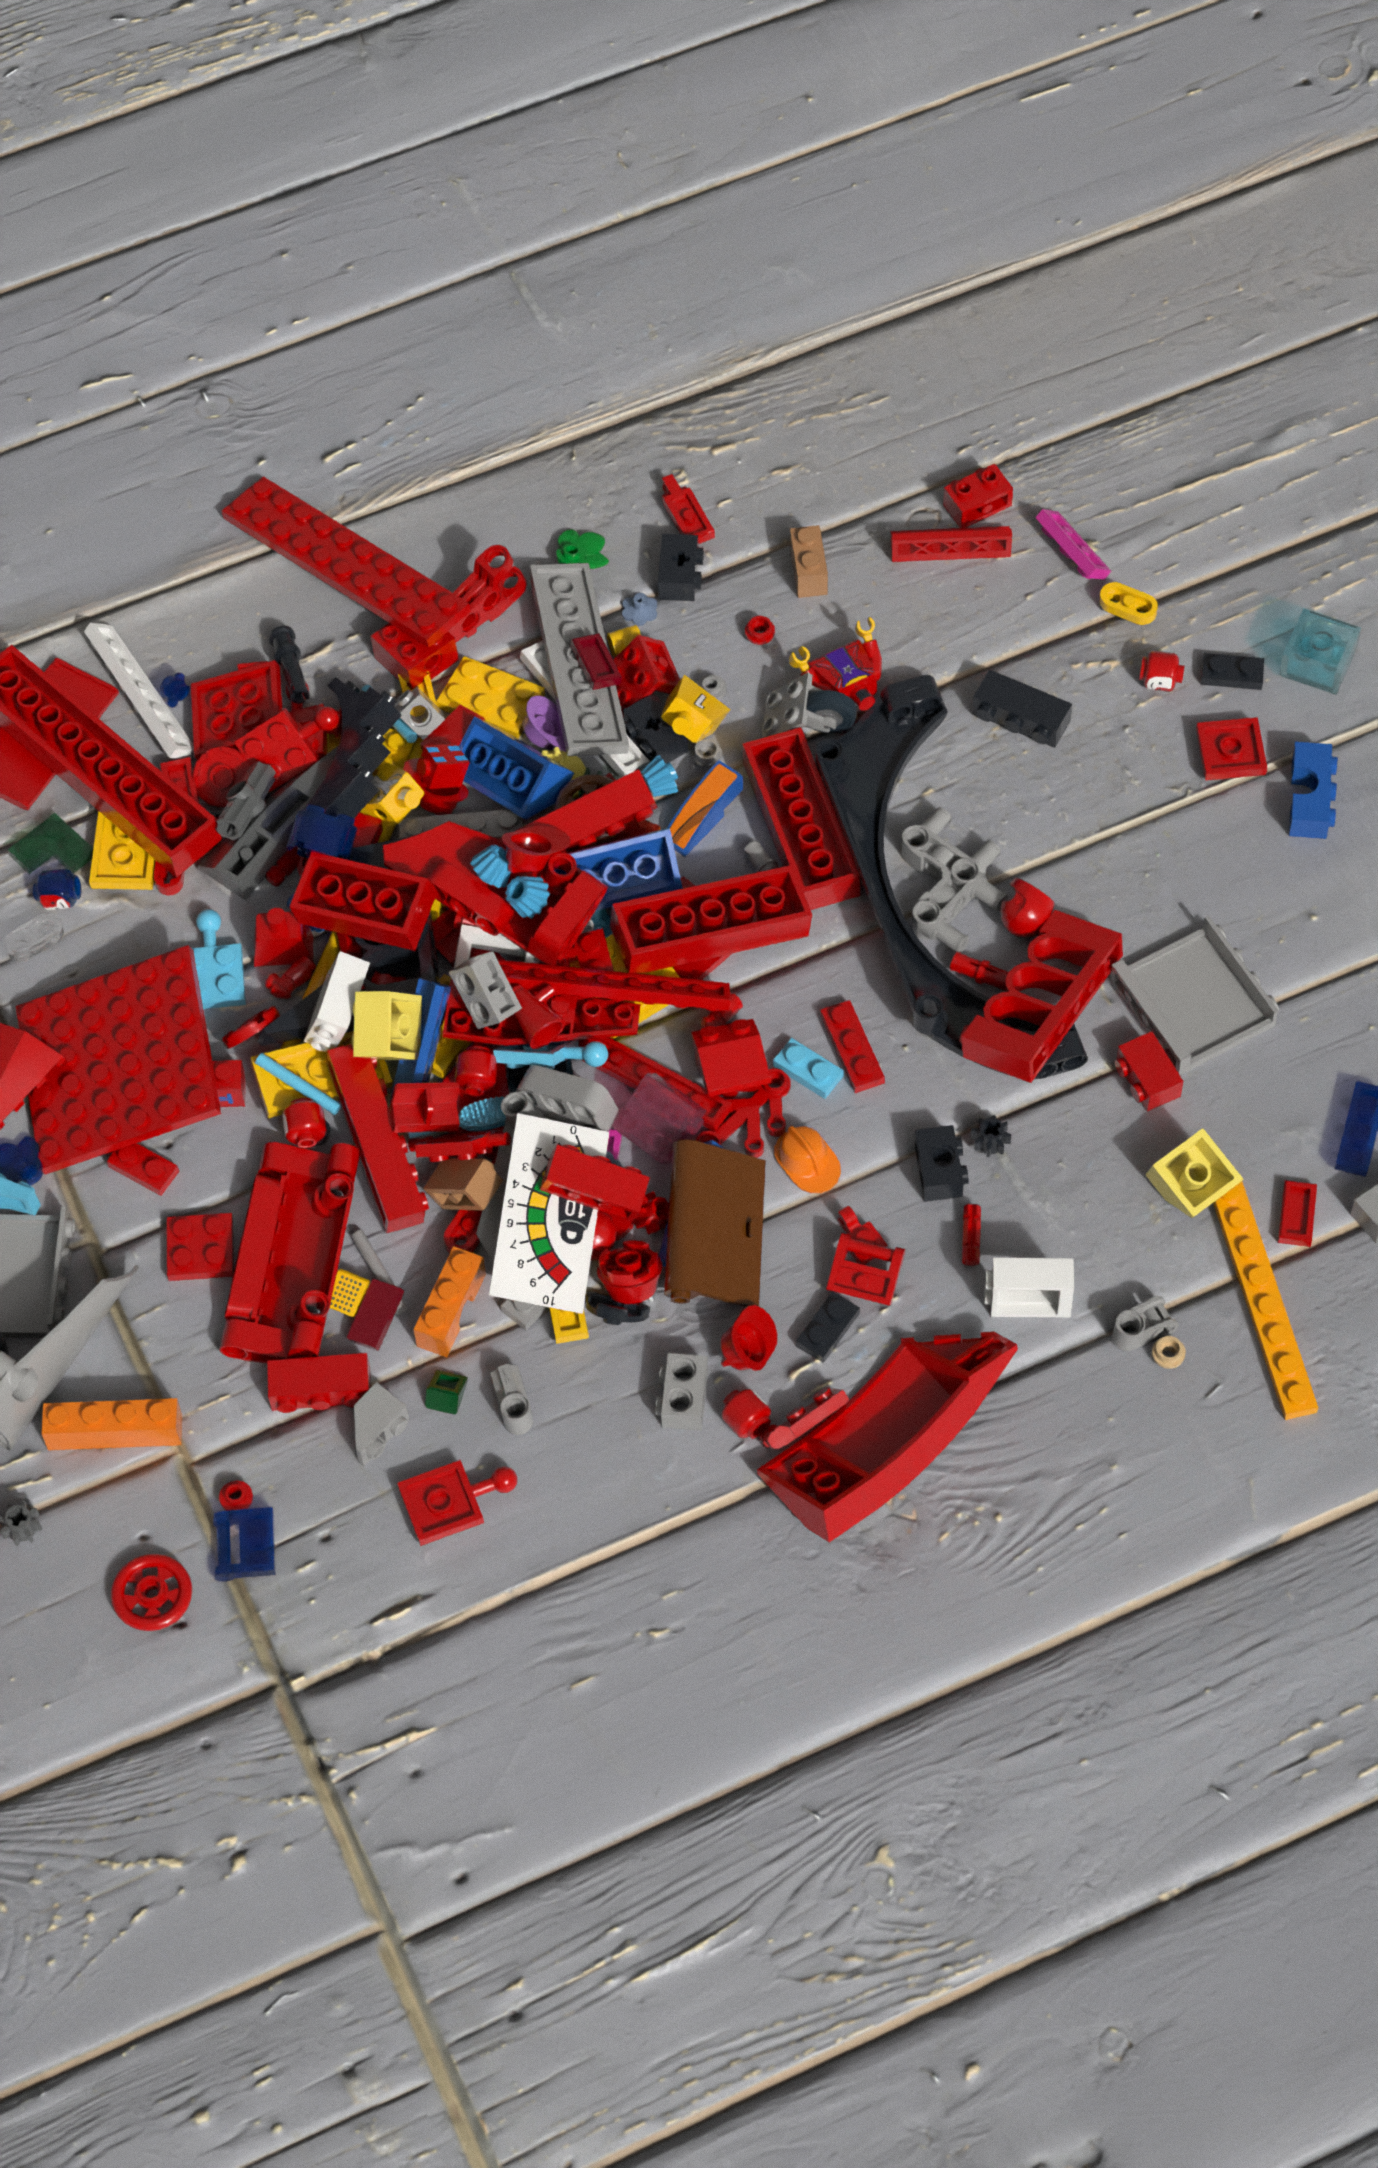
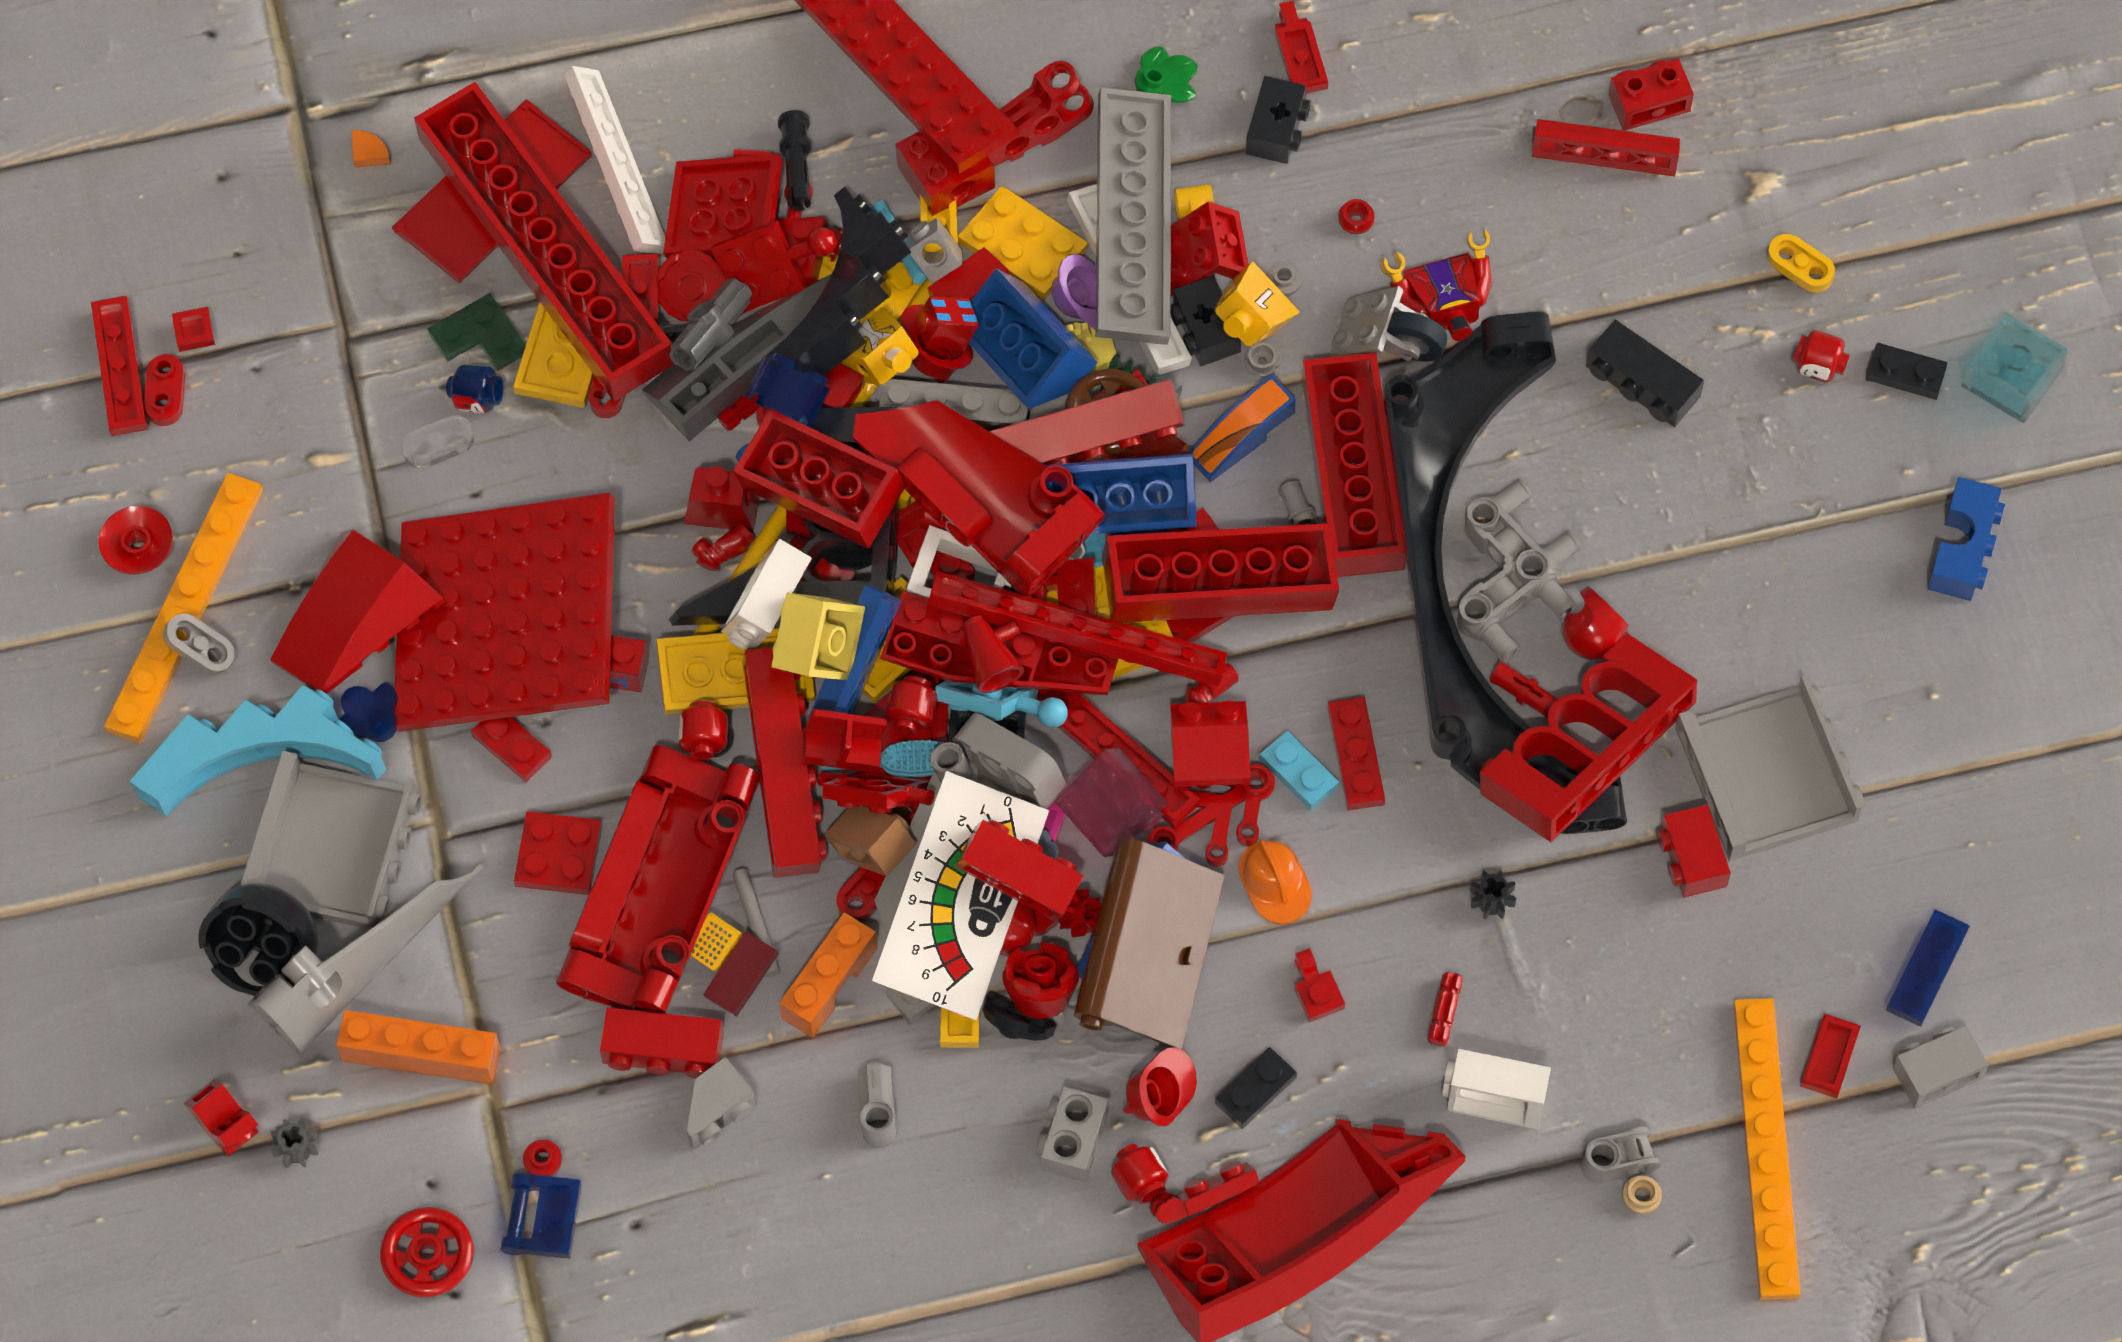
camera: 10 degrees right, 5 degrees up
(174, 689) = (656, 165): clear blue plate -> none
(218, 967) = (641, 518): medium azure plate -> none
(250, 1027) = (664, 601): red tile -> none
(298, 1083) = (704, 681): medium azure bar -> none
(445, 1392) = (803, 1080): dark green slope -> none
(445, 1502) = (775, 1211): red plate -> none
(485, 990) = (937, 616): light grey brick -> none
(492, 866) = (977, 465): dark azure piece -> none
(527, 895) = (1010, 508): dark azure piece -> none
(532, 847) = (1027, 451): red piece -> none
(596, 661) = (1152, 224): dark red tile -> none
(639, 609) = (1220, 162): sand blue plant -> none
(660, 777) = (1199, 381): dark azure piece -> none
(808, 561) = (1431, 141): medium nougat brick -> none
(862, 1280) = (1306, 1040): red plate -> none
(936, 1180) = (1424, 938): black brick -> none
(1072, 545) = (1751, 176): dark pink plate -> none
(1194, 1174) = (1718, 989): light yellow slope -> none
(1231, 748) = (1882, 469): red plate -> none

